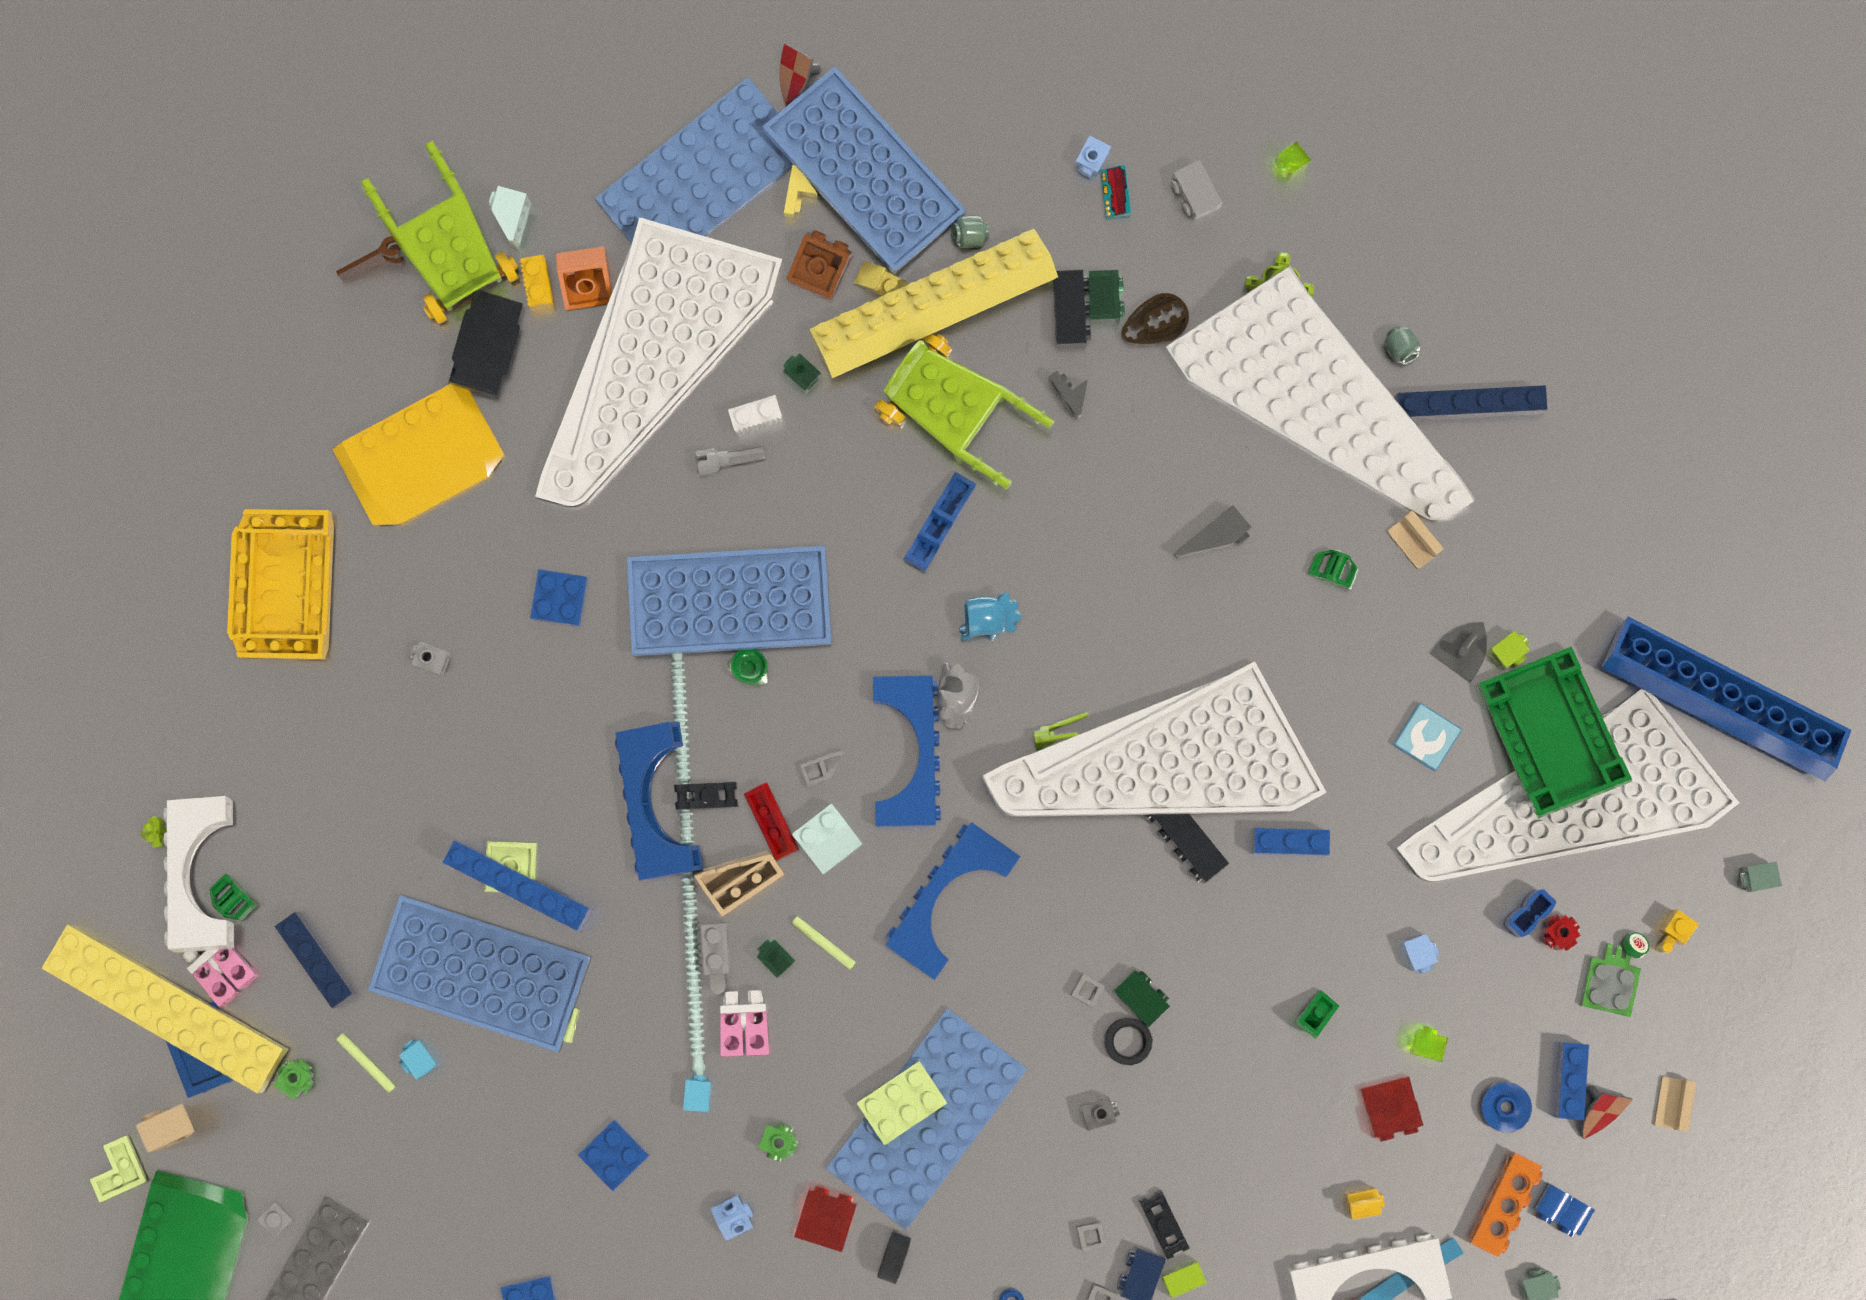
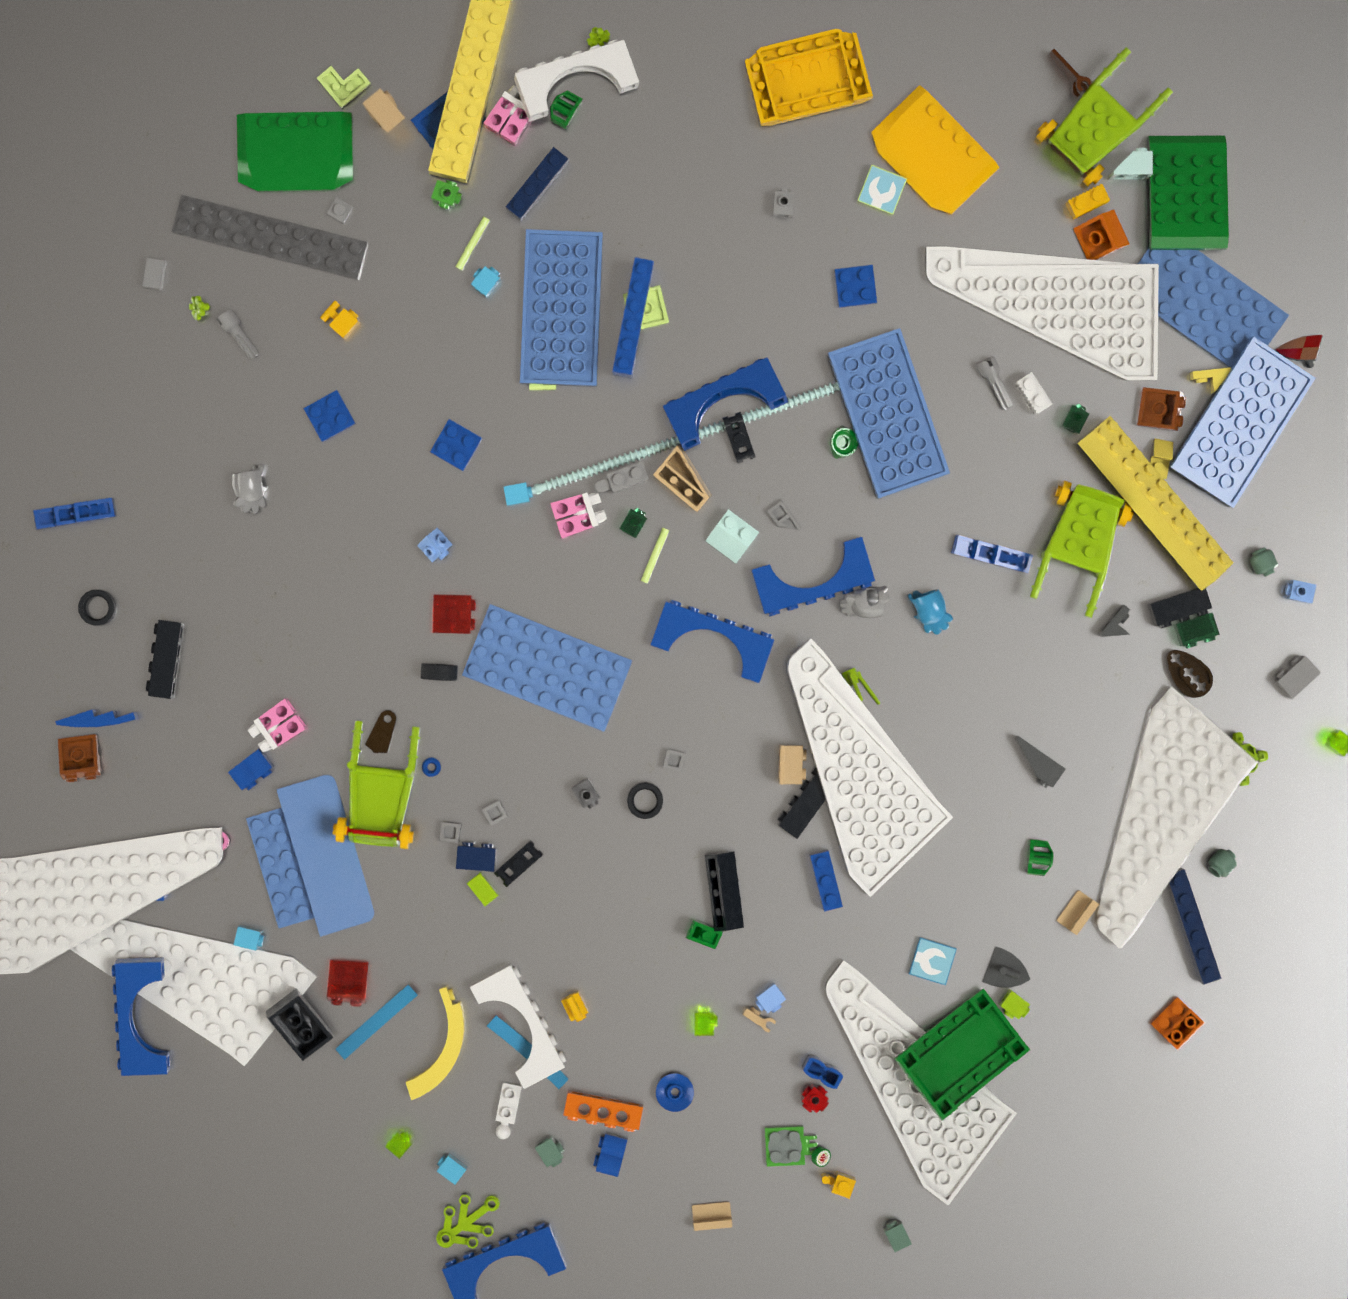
camera: 75 degrees right, 5 degrees up
(417, 1255) = (343, 322): none -> yellow brick
(448, 531) = (882, 189): none -> medium azure tile
(485, 343) = (1031, 176): black piece -> none
(562, 156) = (1188, 193): none -> green slope
(768, 1142) = (495, 556): bright green brick -> none
(771, 821) = (733, 491): red plate -> none
(901, 1103) = (553, 646): yellowish green plate -> none
(969, 231) = (1217, 515): sand green head -> none
(1043, 191) = (1263, 561): none -> sand green head
(1115, 192) = (1278, 616): slope -> none
(1133, 844) = (791, 764): none -> tan slope
(1142, 998) = (679, 802): dark green brick -> none
(1270, 973) = (724, 891): none -> black brick
(1391, 1108) = (650, 1008): clear red plate -> none
(1436, 979) = (754, 1015): none -> tan plate
(1571, 1081) = (707, 1135): blue brick -> none
(1587, 455) = (1177, 1023): none -> orange brick
(1602, 1111) = (691, 1164): shield -> none
(1726, 699) = (1023, 1175): blue brick -> none

